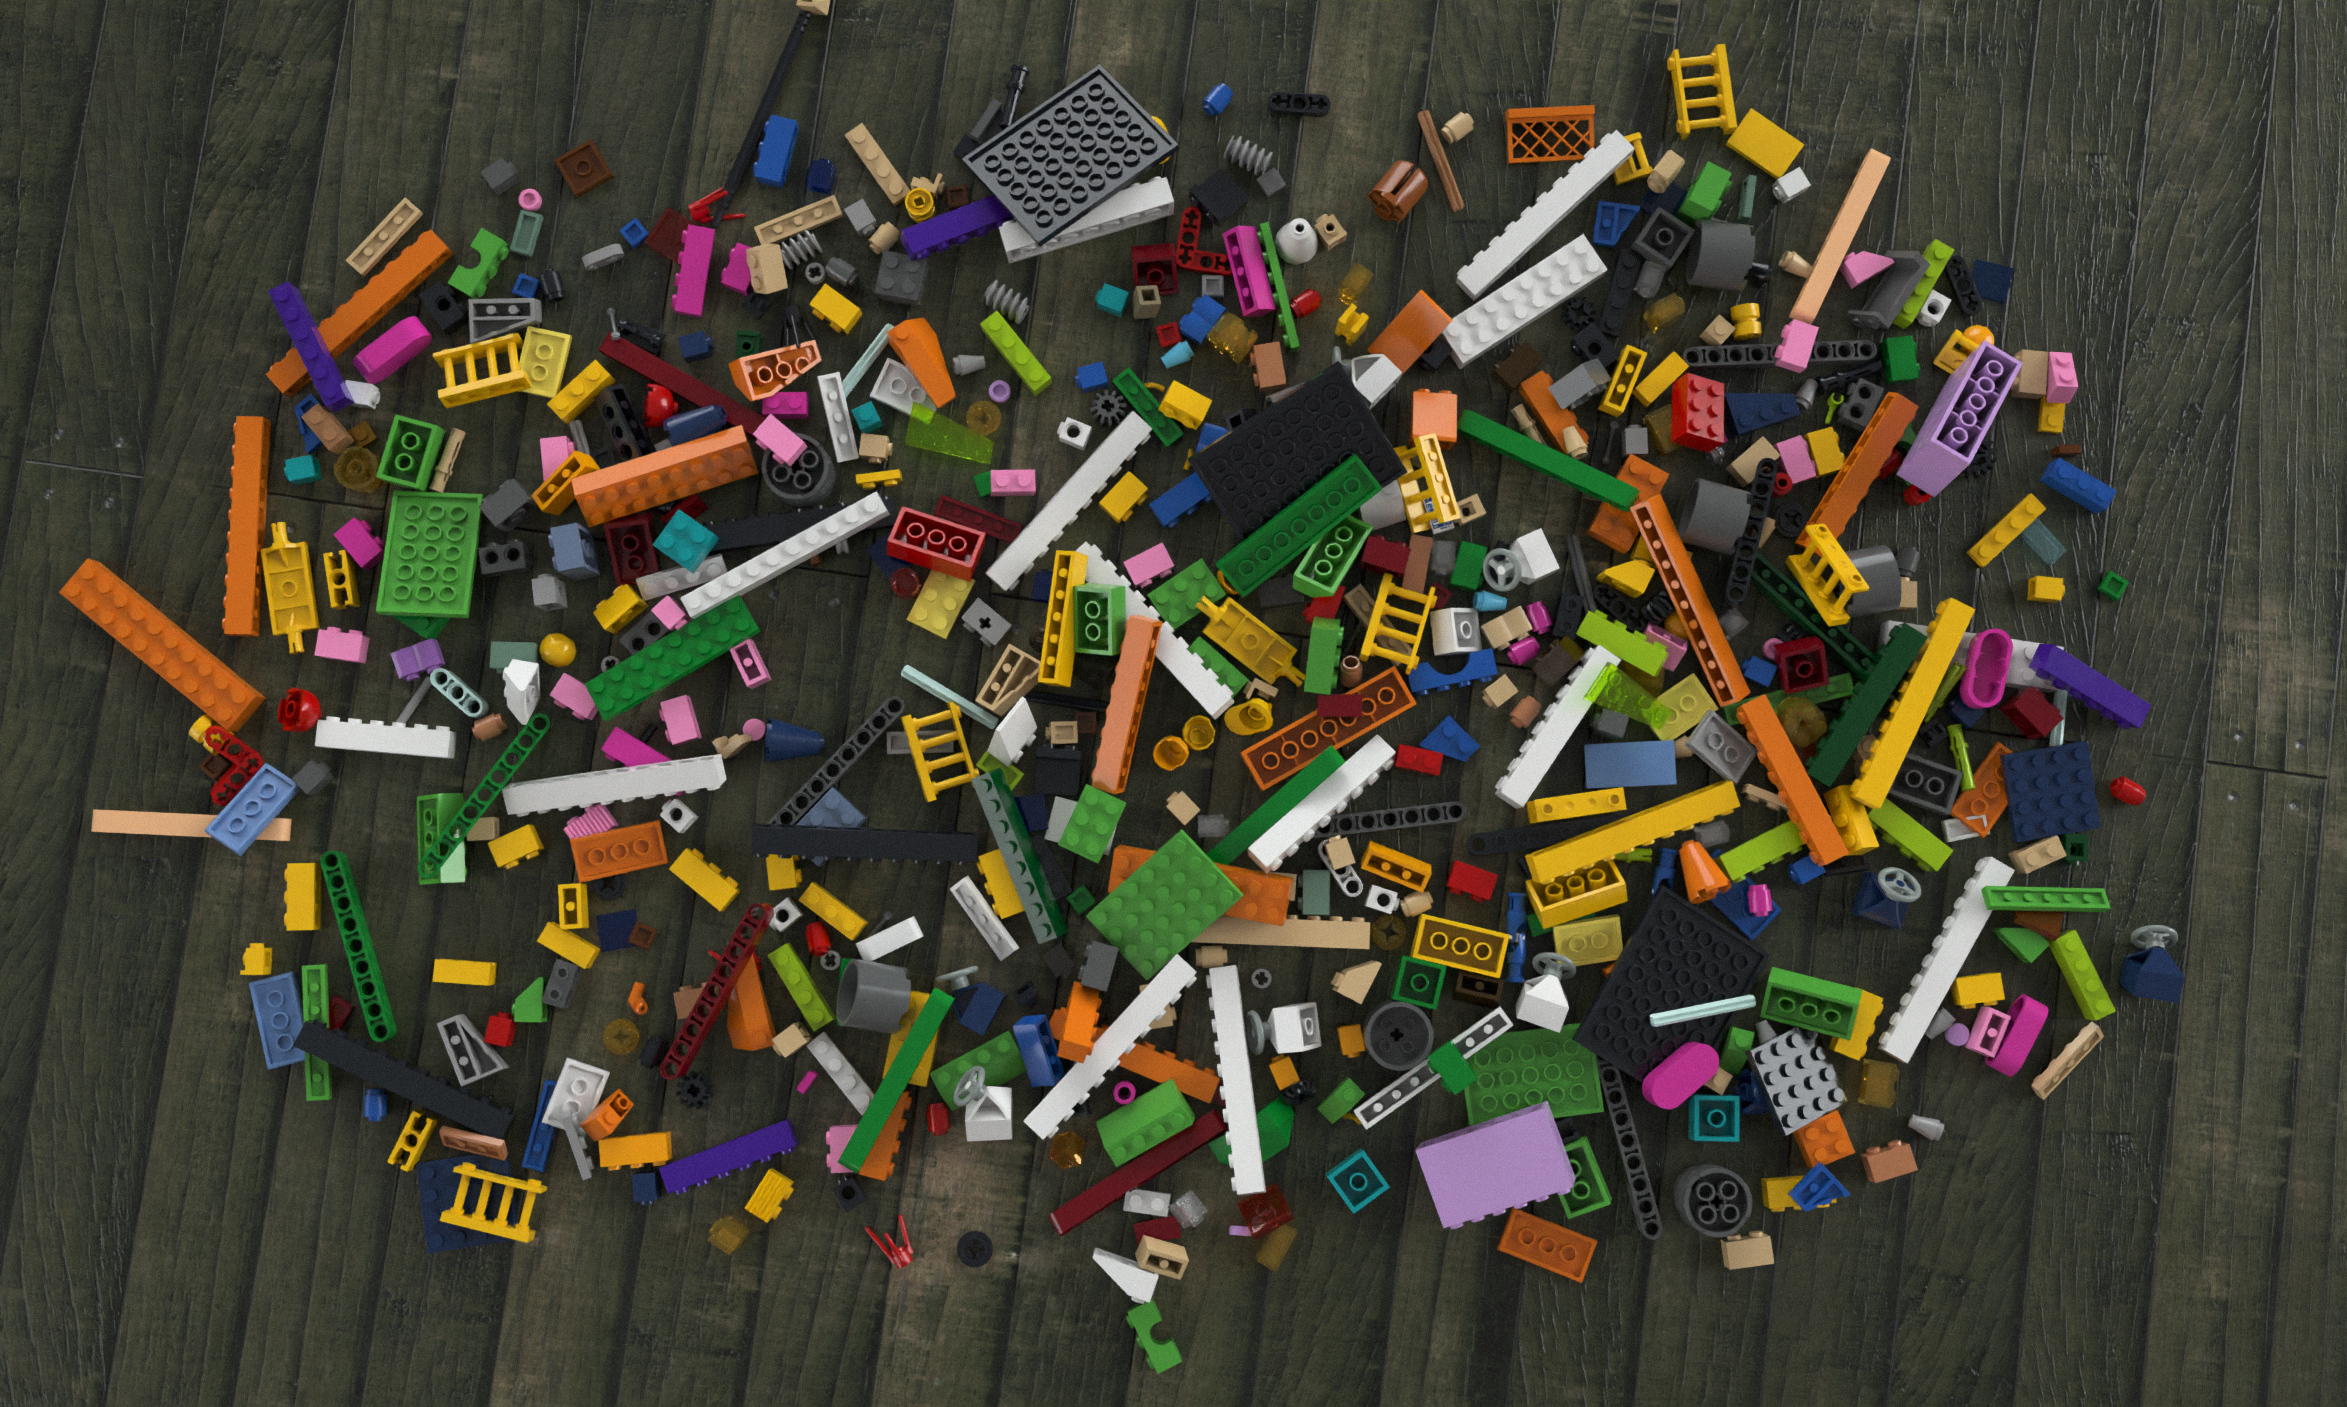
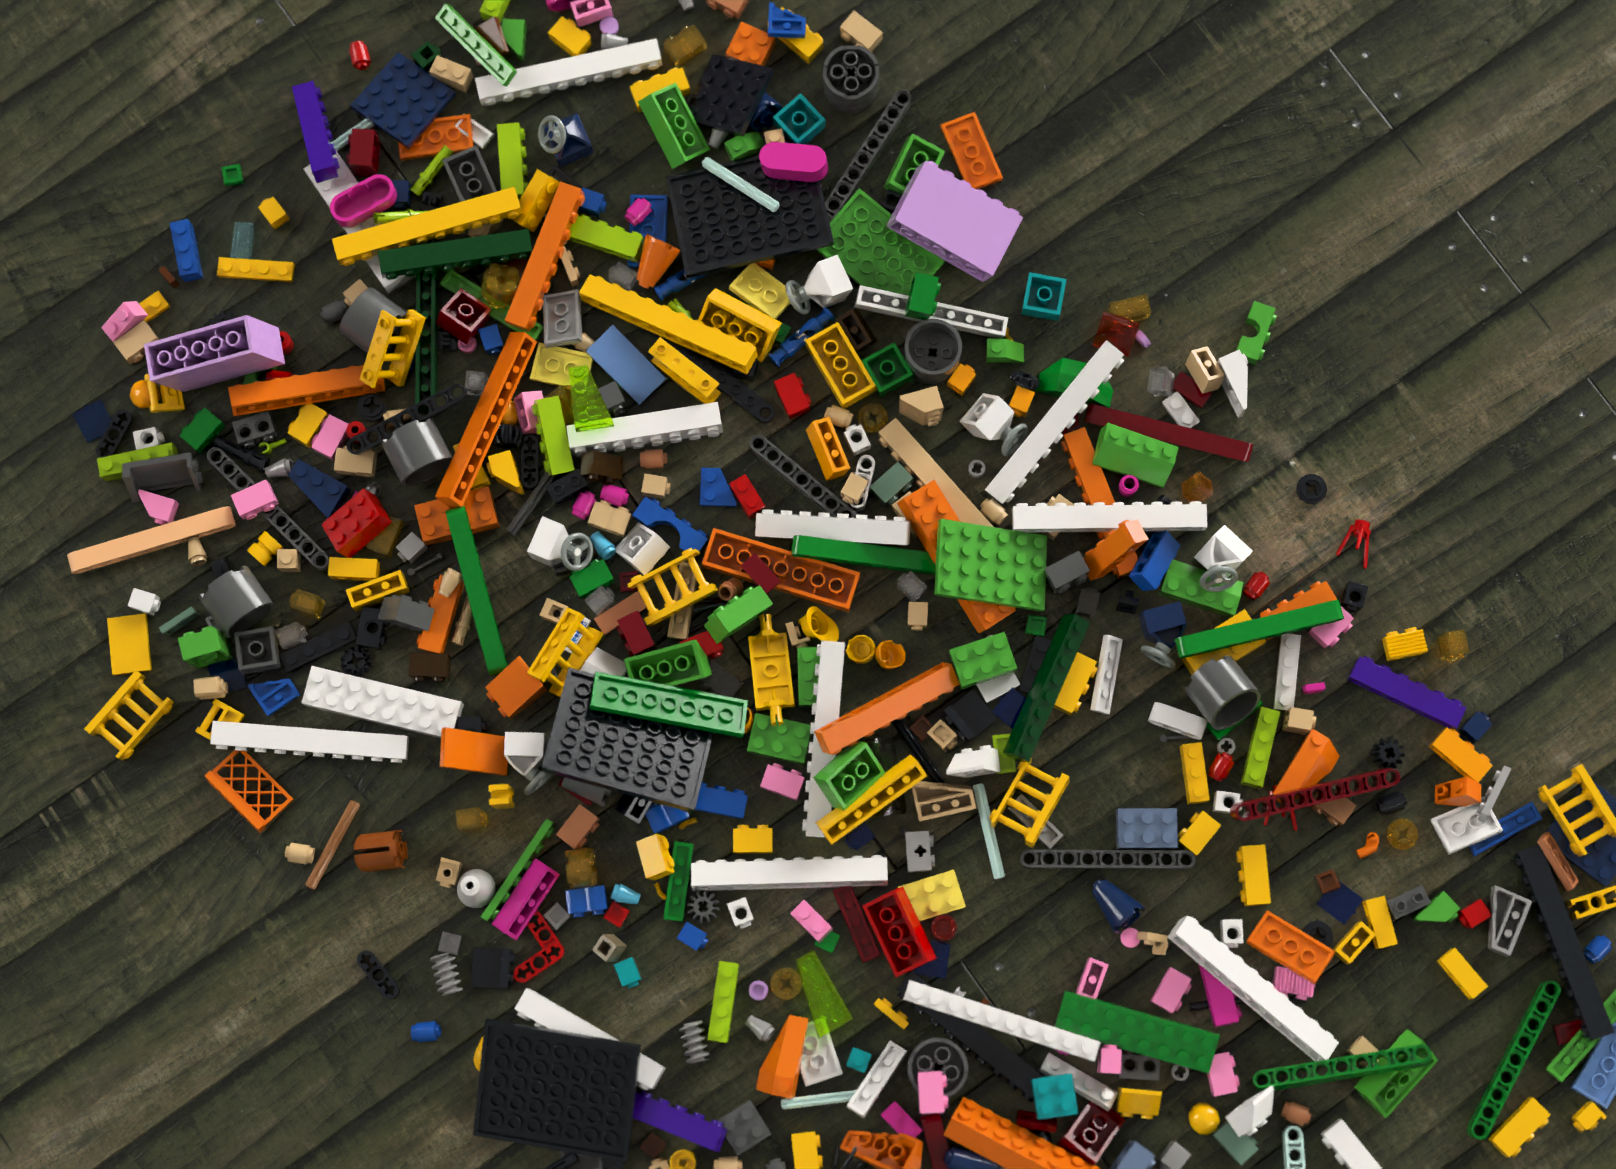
camera: 125 degrees left, 5 degrees down
(516, 846) = (1353, 1019): yellow brick -> none
(863, 843) = (1134, 791): black brick -> none
(875, 448) = (873, 1035): tan brick -> none
(1155, 266) = (580, 964): dark red slope -> none
(1305, 303) = (513, 843): red brick -> none

